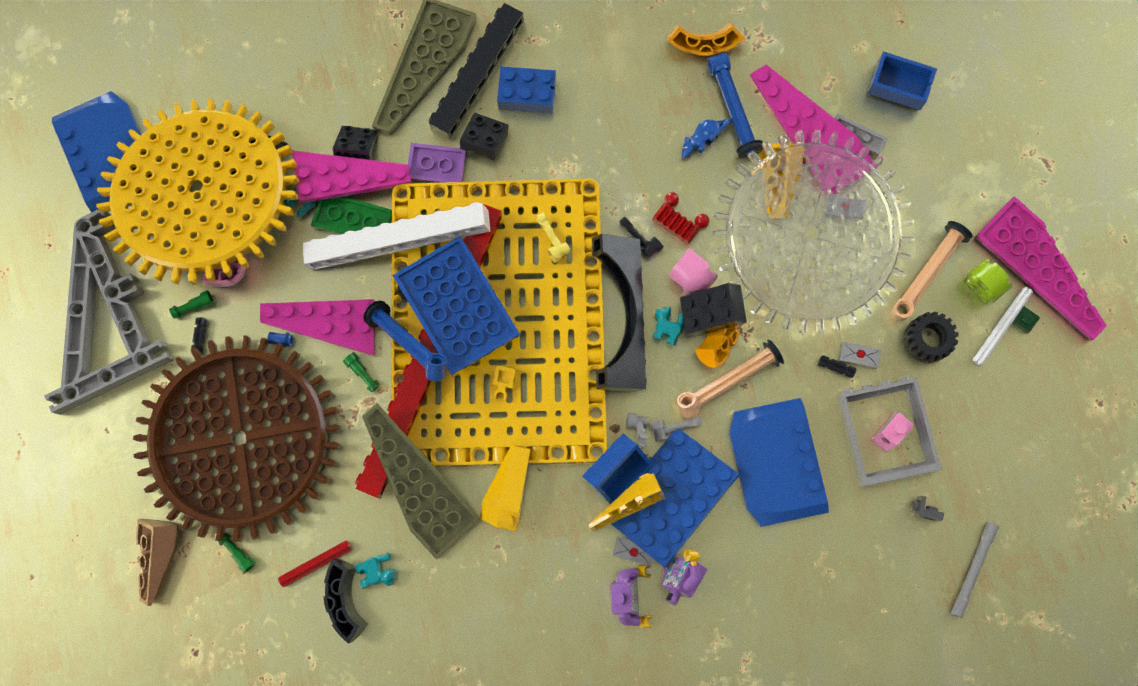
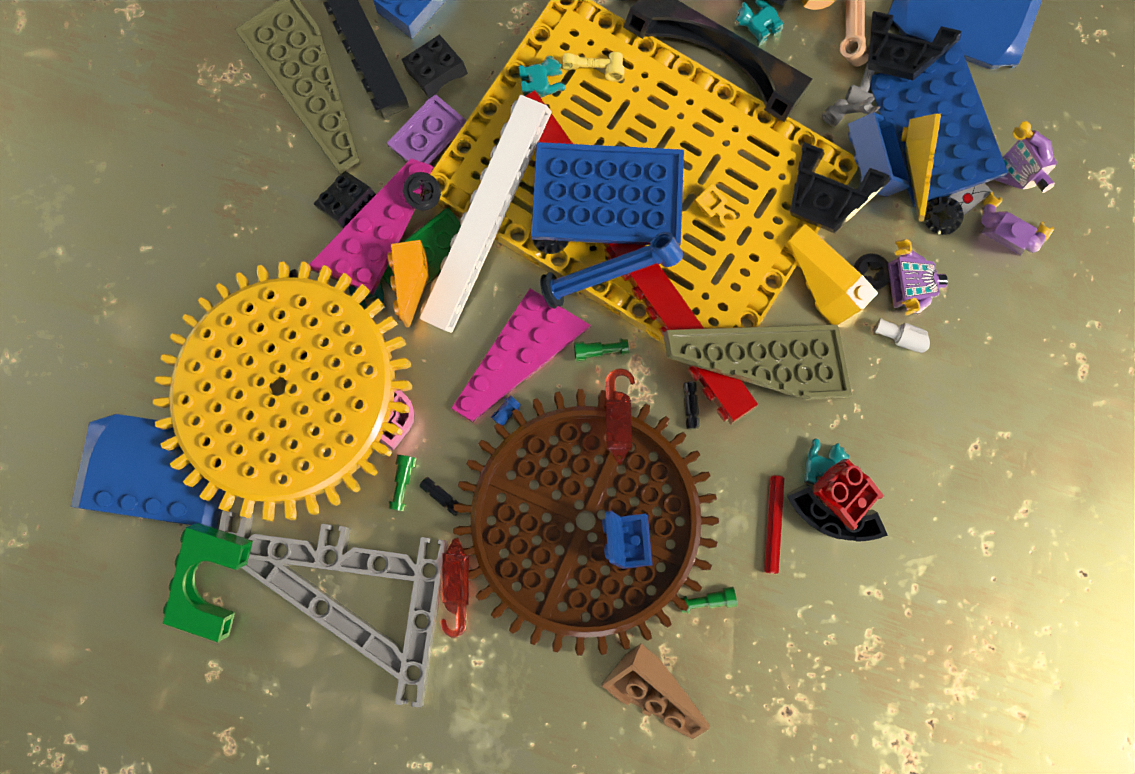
camera: 60 degrees left, 0 degrees up
(29, 228) = (185, 606): none -> green arch
(141, 383) = (455, 587): none -> clear red plate
(234, 470) = (627, 540): none -> blue bracket
(315, 412) = (618, 416): none -> clear red plate
(320, 218) = (410, 278): none -> light orange slope
(358, 459) = (691, 405): none -> black axle
(358, 596) = (847, 492): none -> red slope
(385, 195) = (429, 184): none -> black gear
(503, 570) = (904, 335): none -> white arm
(515, 207) = (537, 76): none -> teal animal
(525, 520) = (875, 262): none -> black gear
(543, 552) = (913, 279): none -> torso
(554, 452) = (827, 201): none -> black wing
(614, 548) = (949, 225): none -> black gear
(702, 438) = (905, 55): none -> black wing

